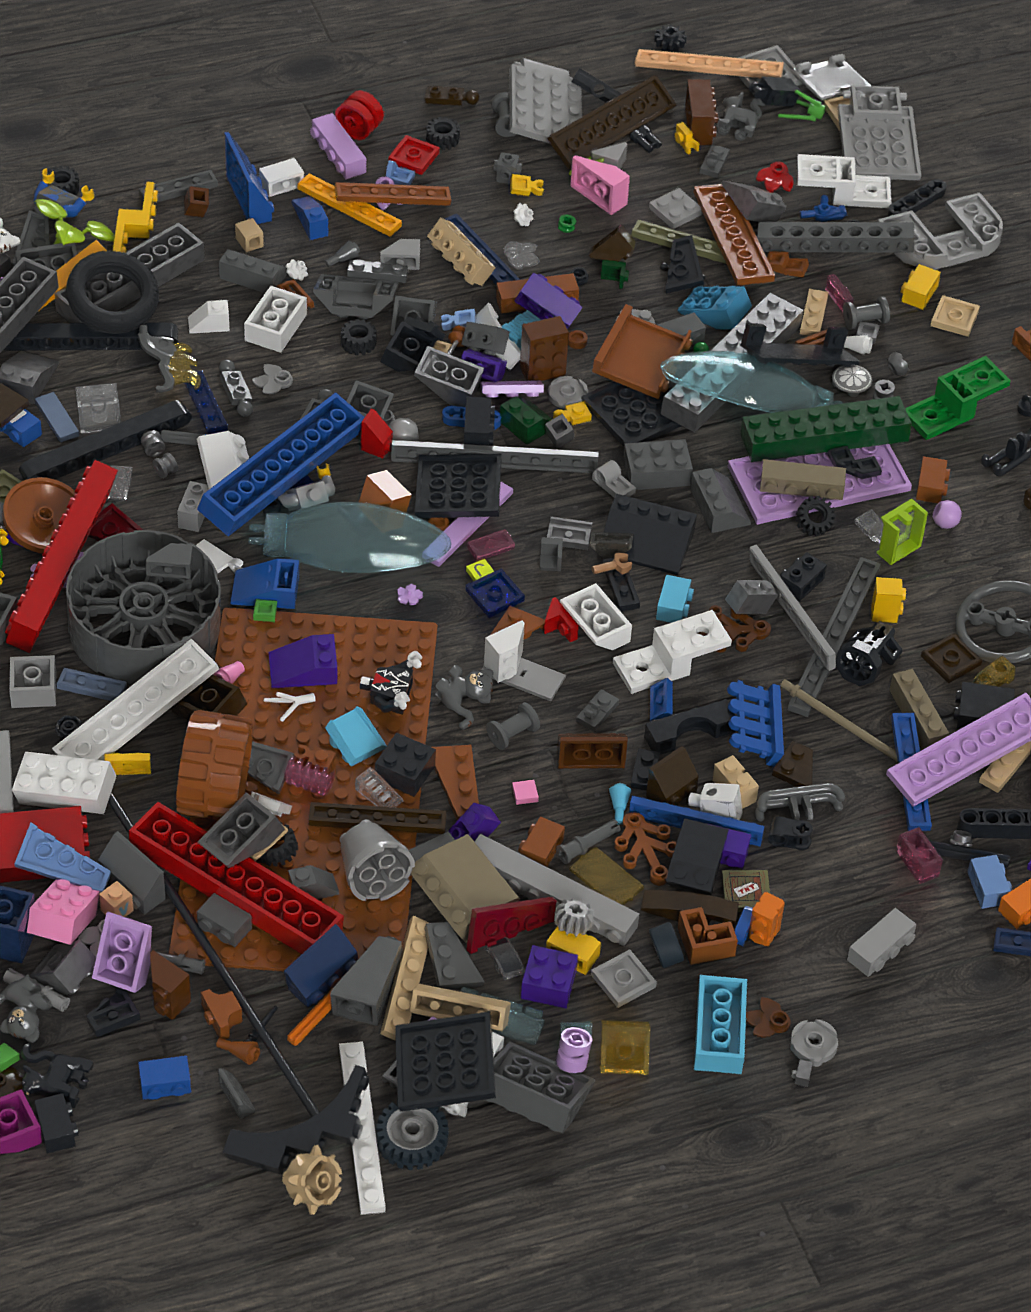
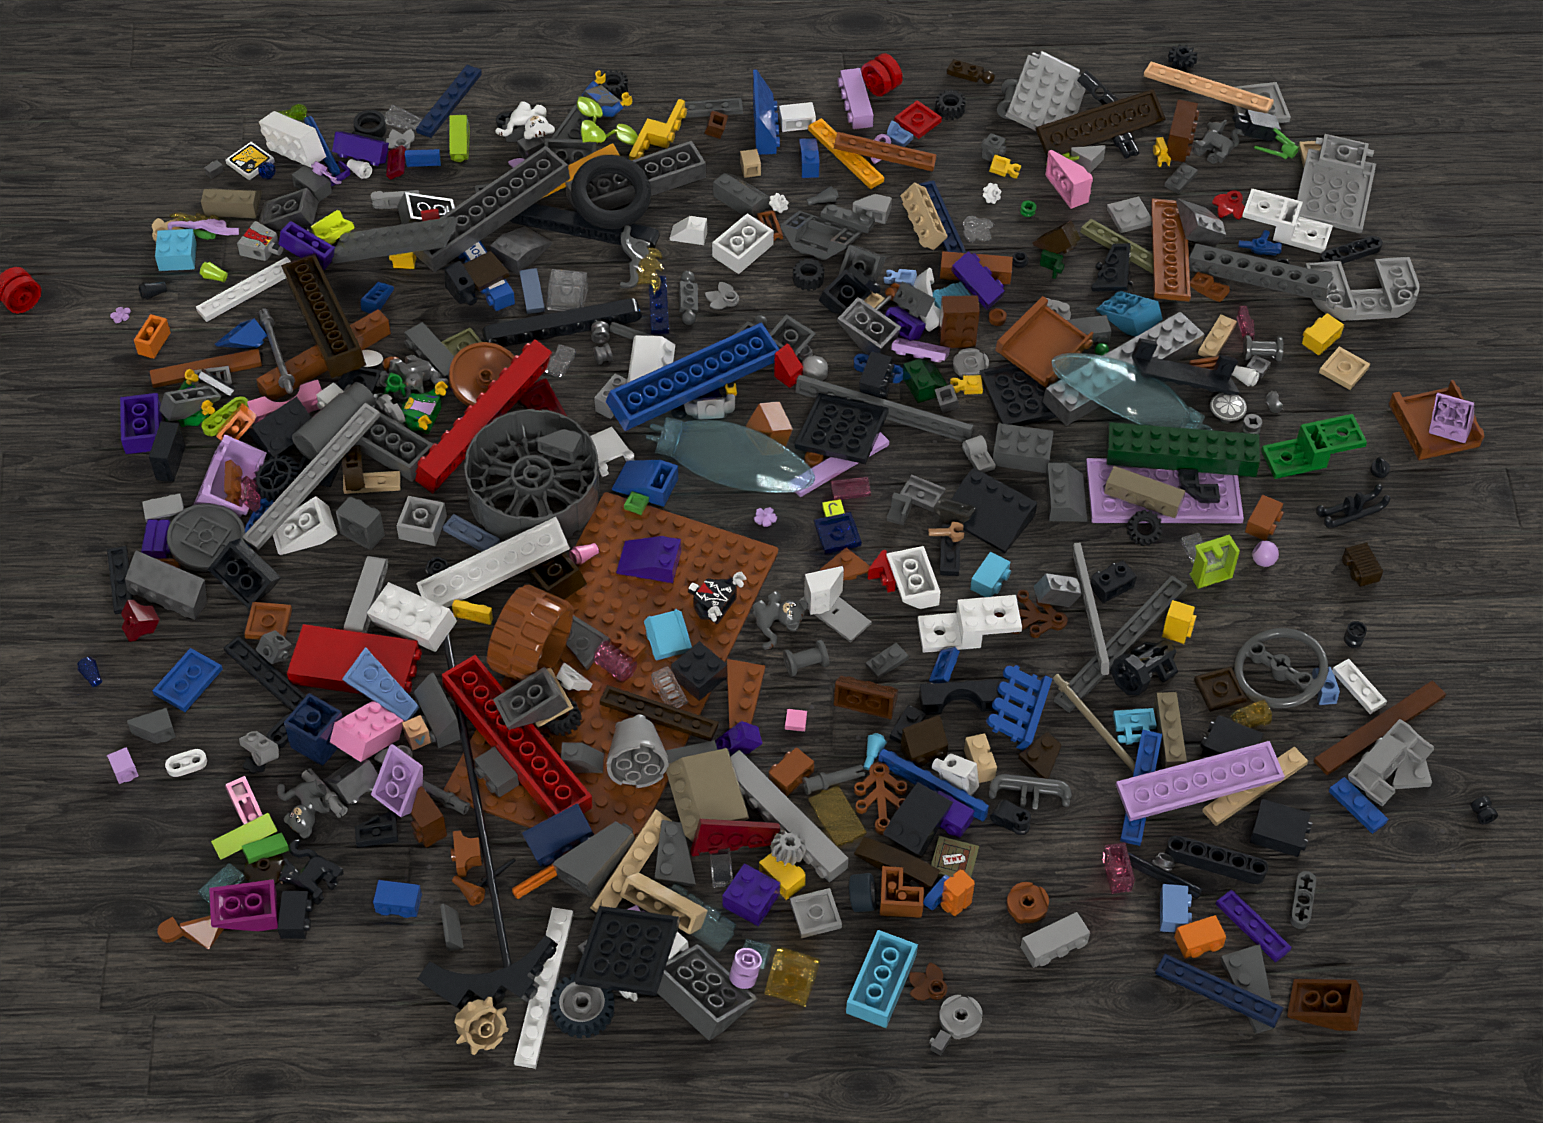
camera: 20 degrees right, 5 degrees up
(285, 698) = (631, 590): white plant -> none
(827, 79) = (1313, 122): light grey window -> none
(836, 924) = (1032, 893): none -> dark orange plate
(875, 709) = (1133, 721): none -> medium azure plate

